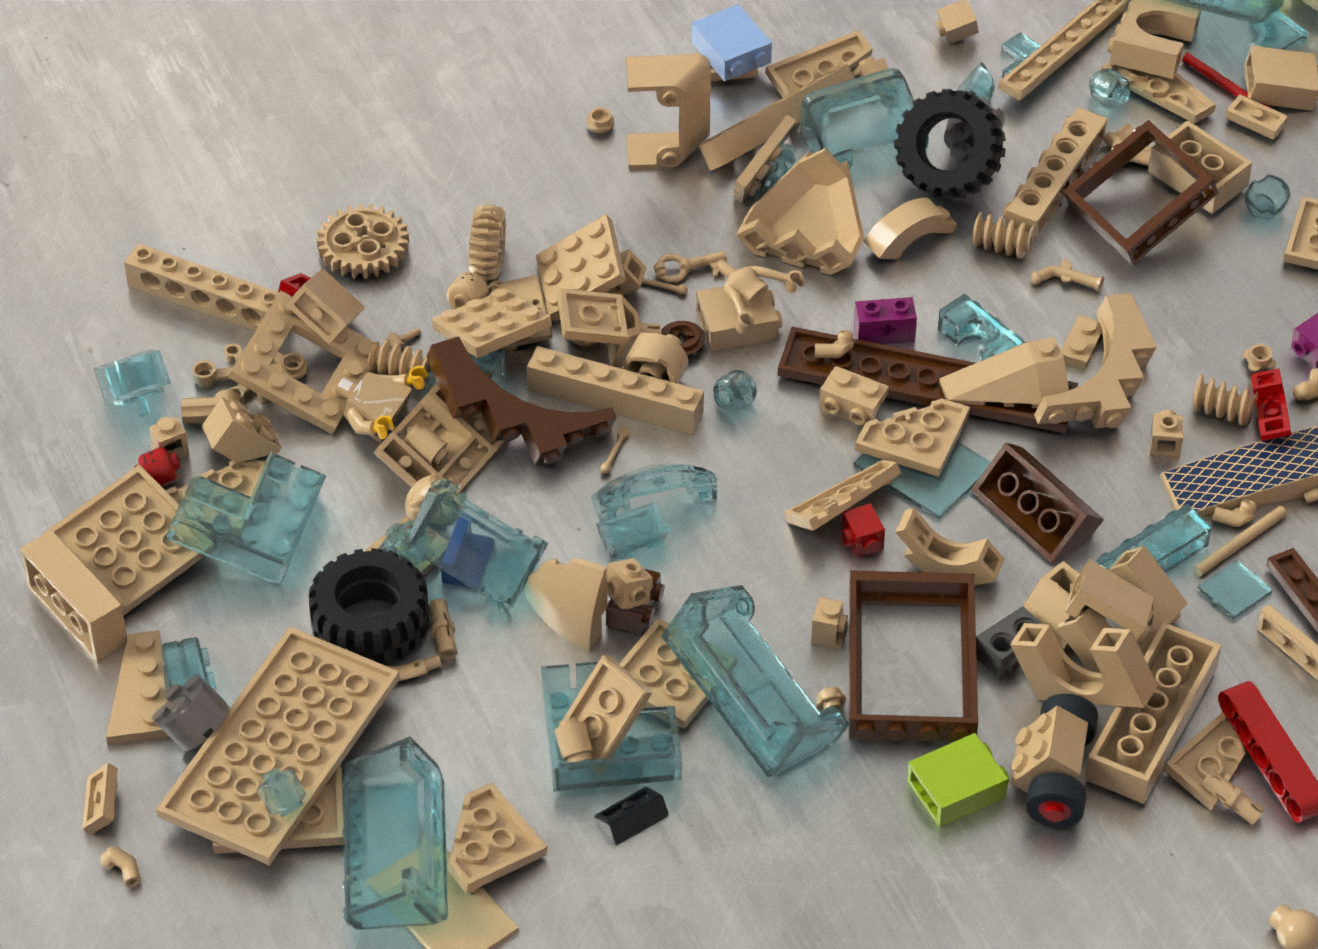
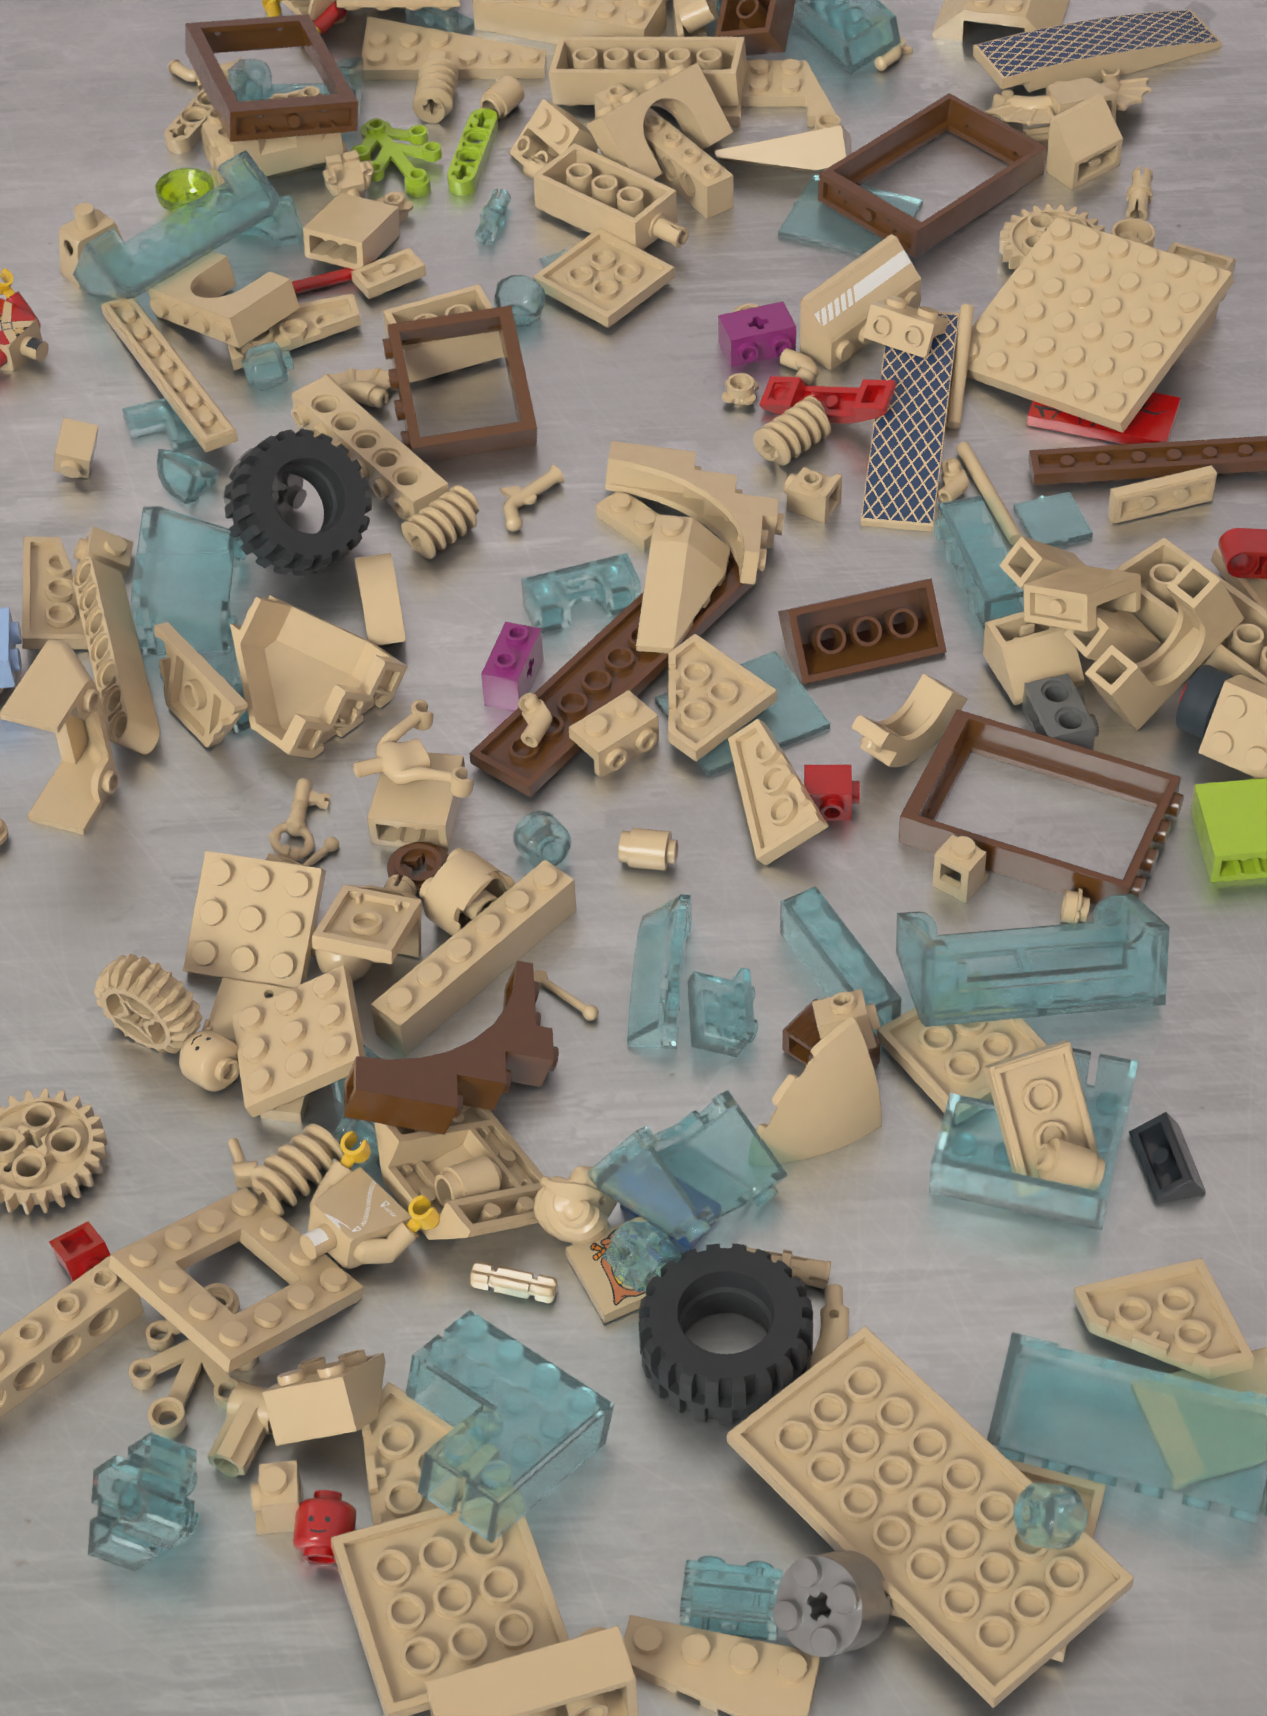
camera: 65 degrees left, 0 degrees up
(325, 305) = (166, 1212): tan panel -> none
(372, 500) = (514, 1282): none -> tan axle
(714, 569) = (834, 953): none -> clear light blue brick
(757, 449) = (648, 849): none -> tan brick

